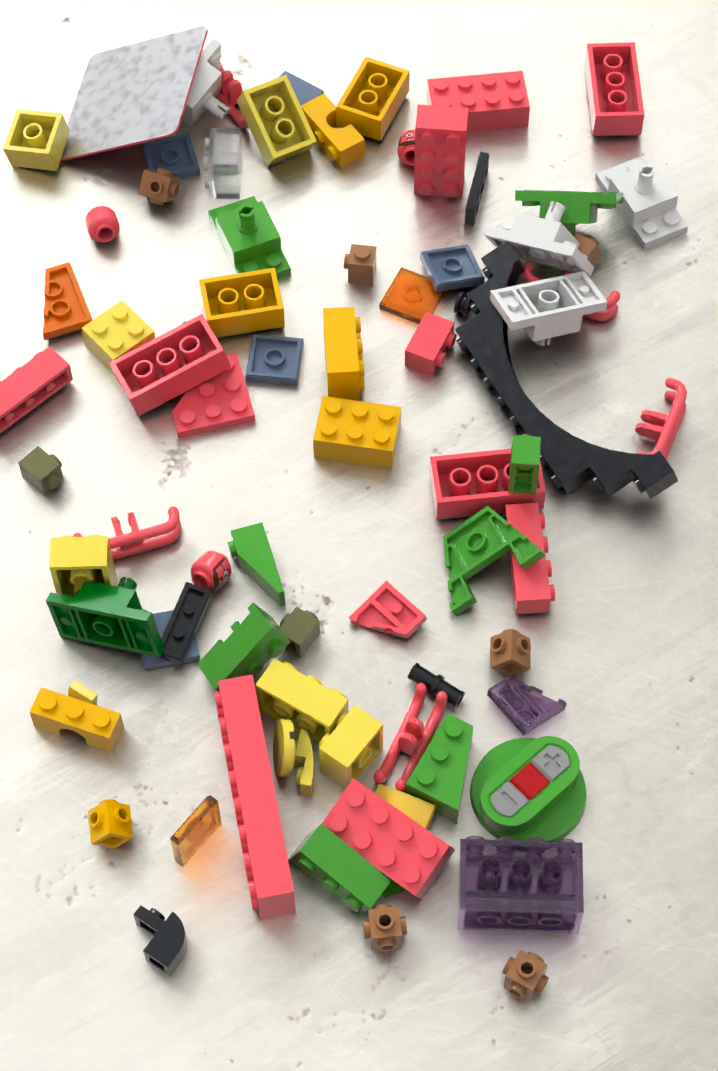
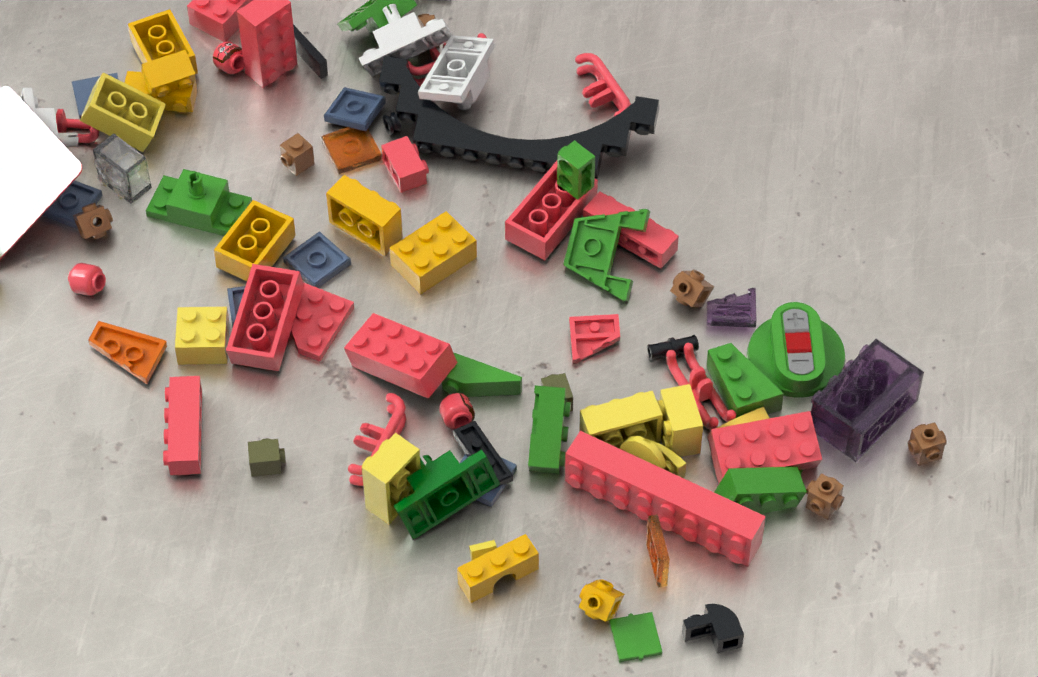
camera: 50 degrees left, 5 degrees down
(106, 880) = (635, 637): none -> bright green piece
(220, 487) = (400, 355): none -> coral brick
(339, 118) = (168, 73): none -> yellow brick

